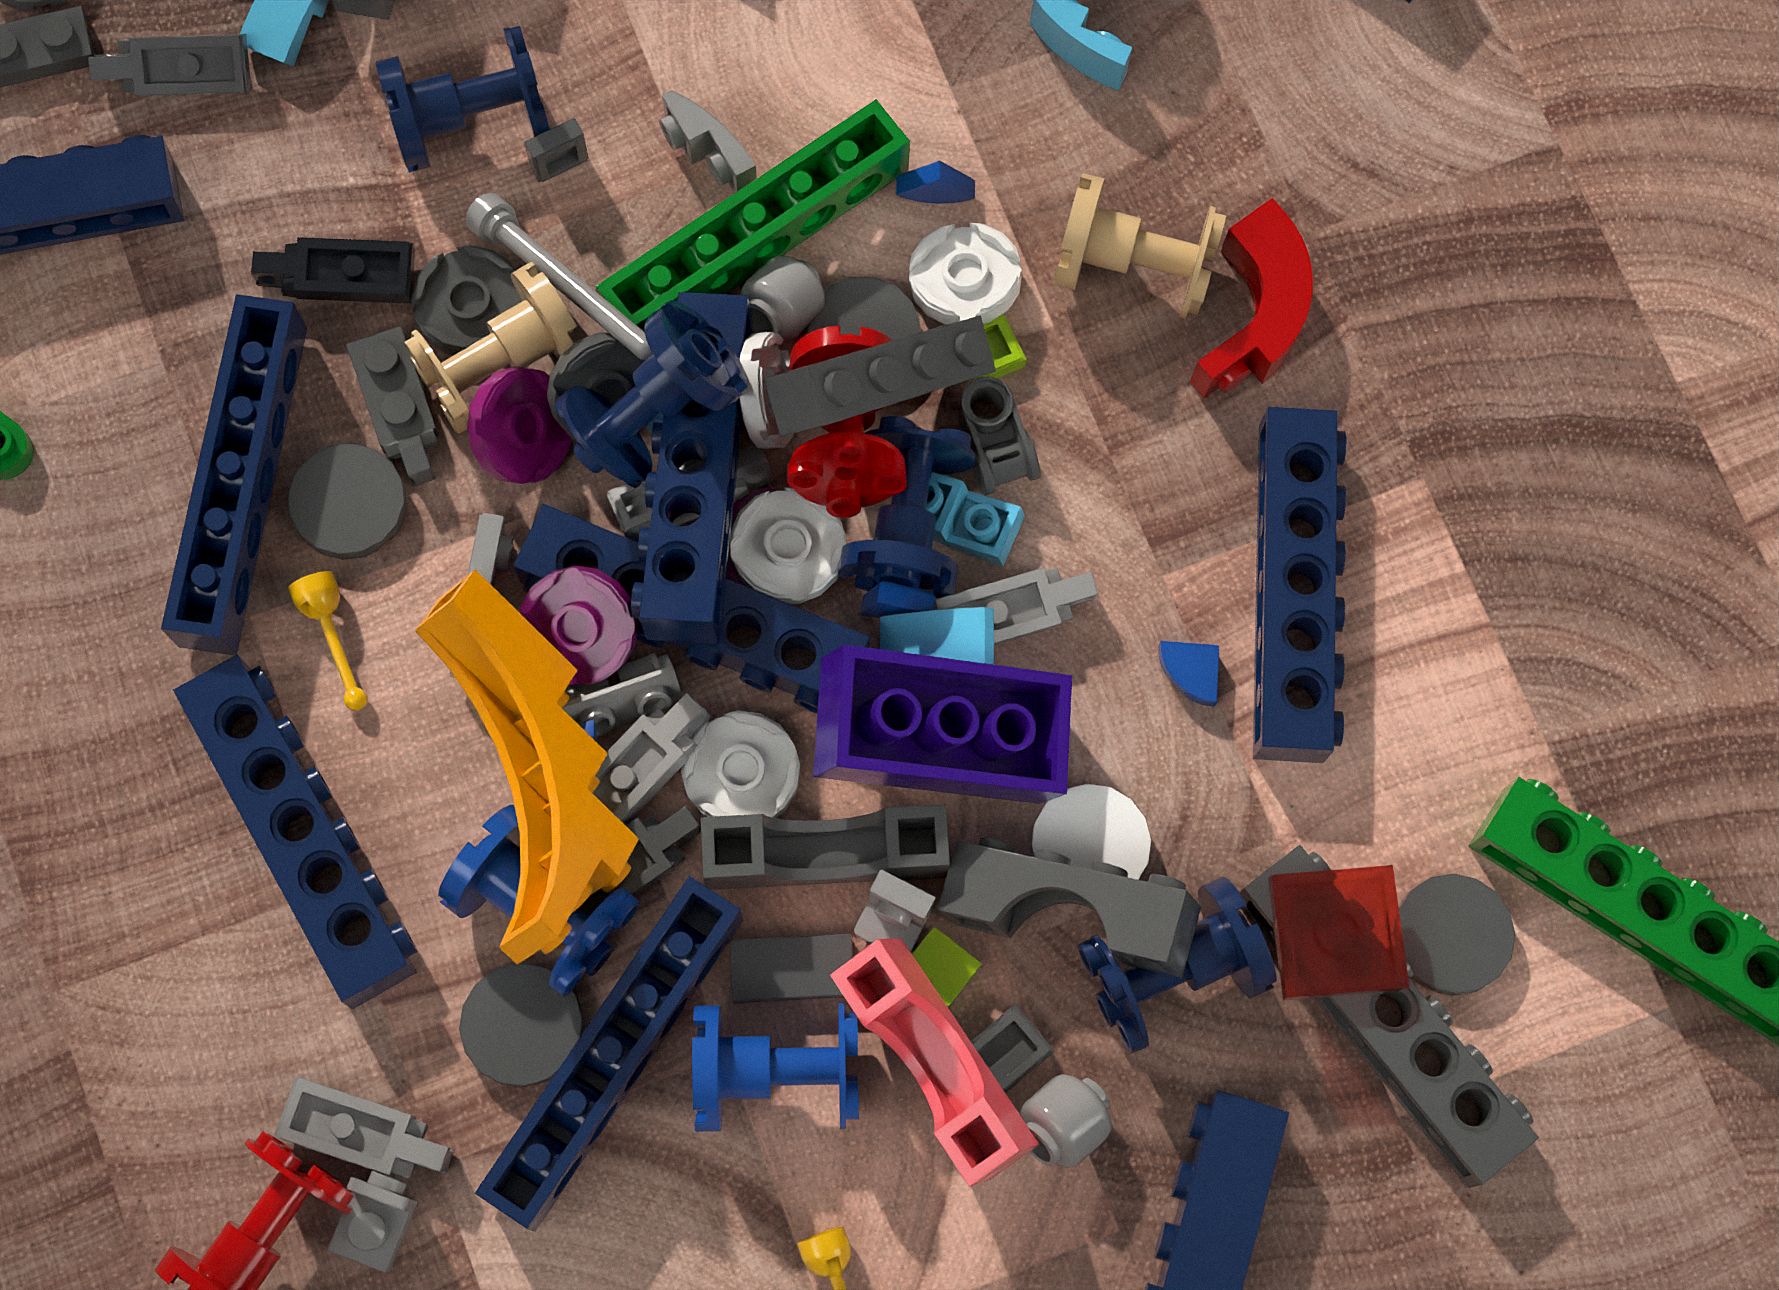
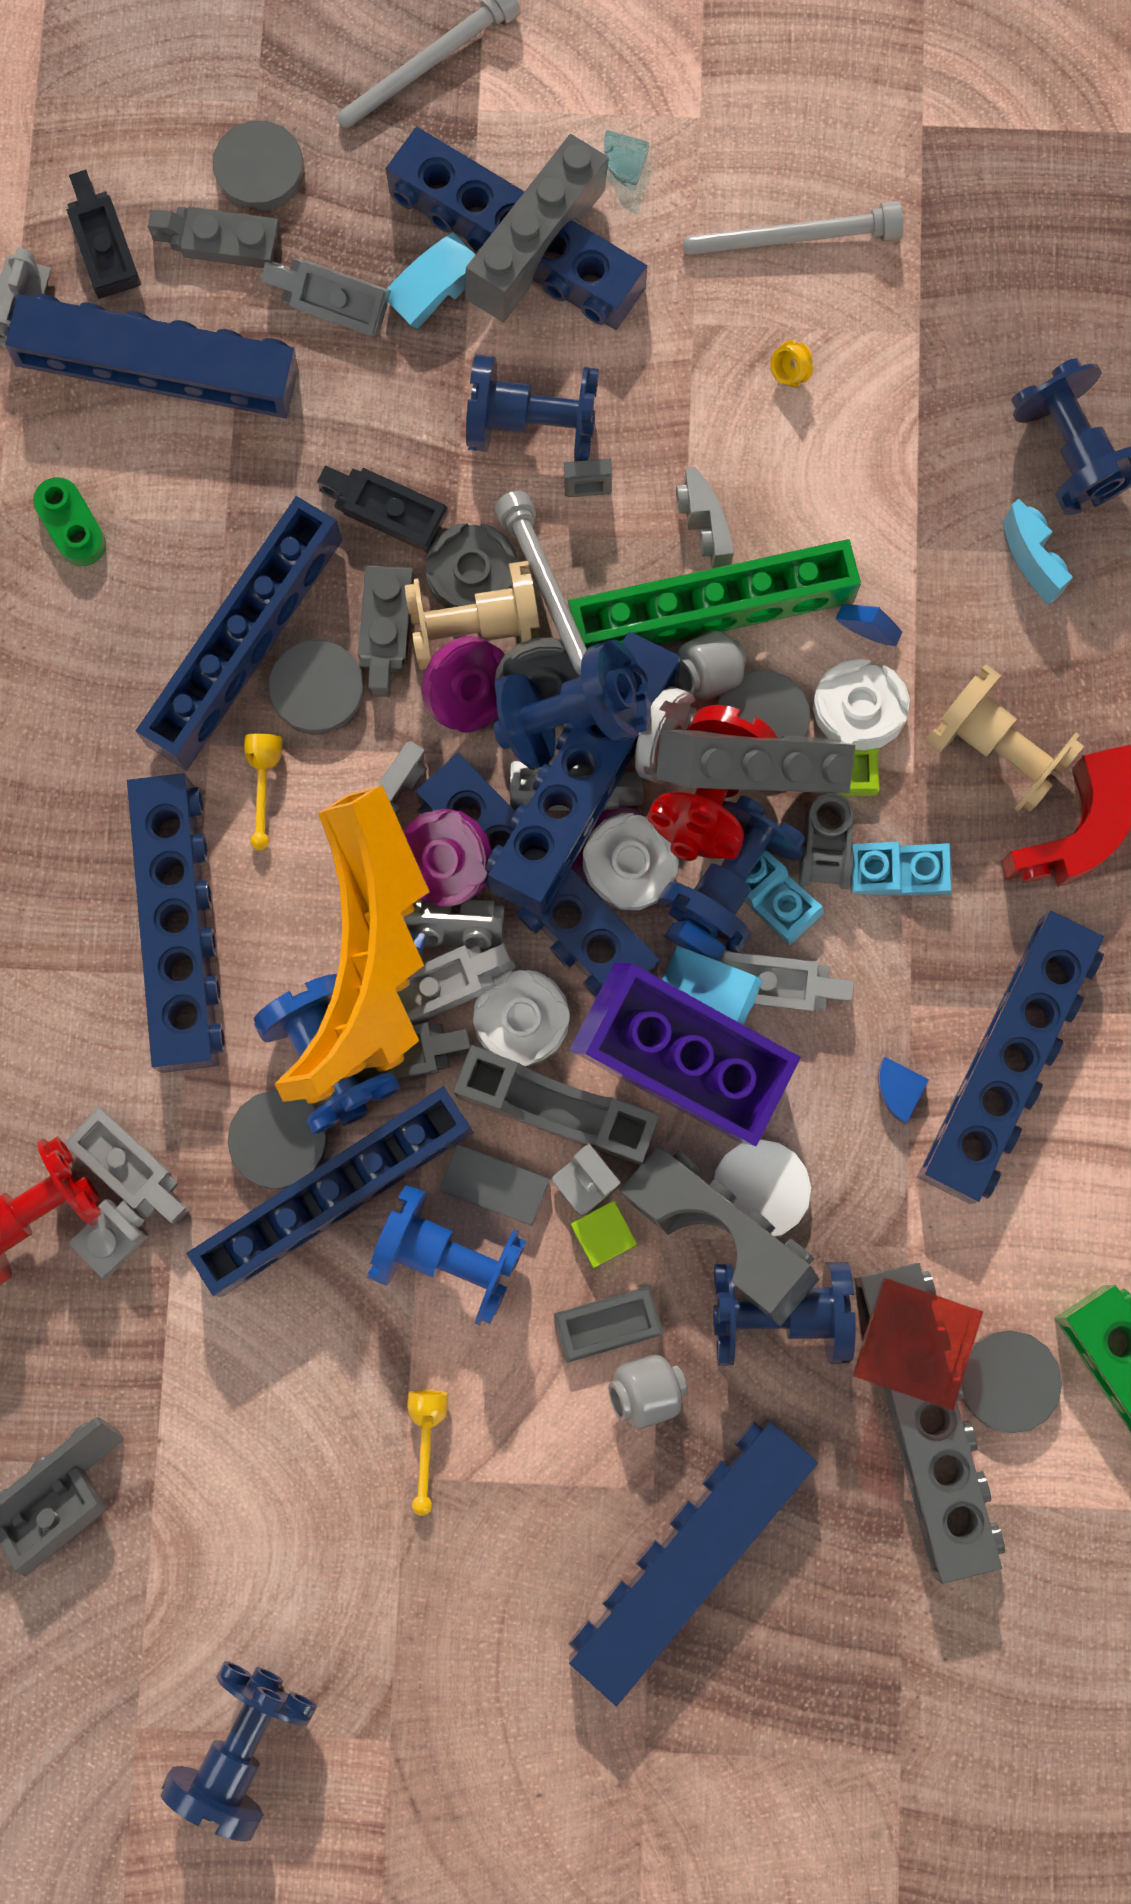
camera: 30 degrees right, 5 degrees up
(967, 1103) = (577, 1357): coral arch -> none
(1088, 434) = (901, 870): none -> medium azure slope

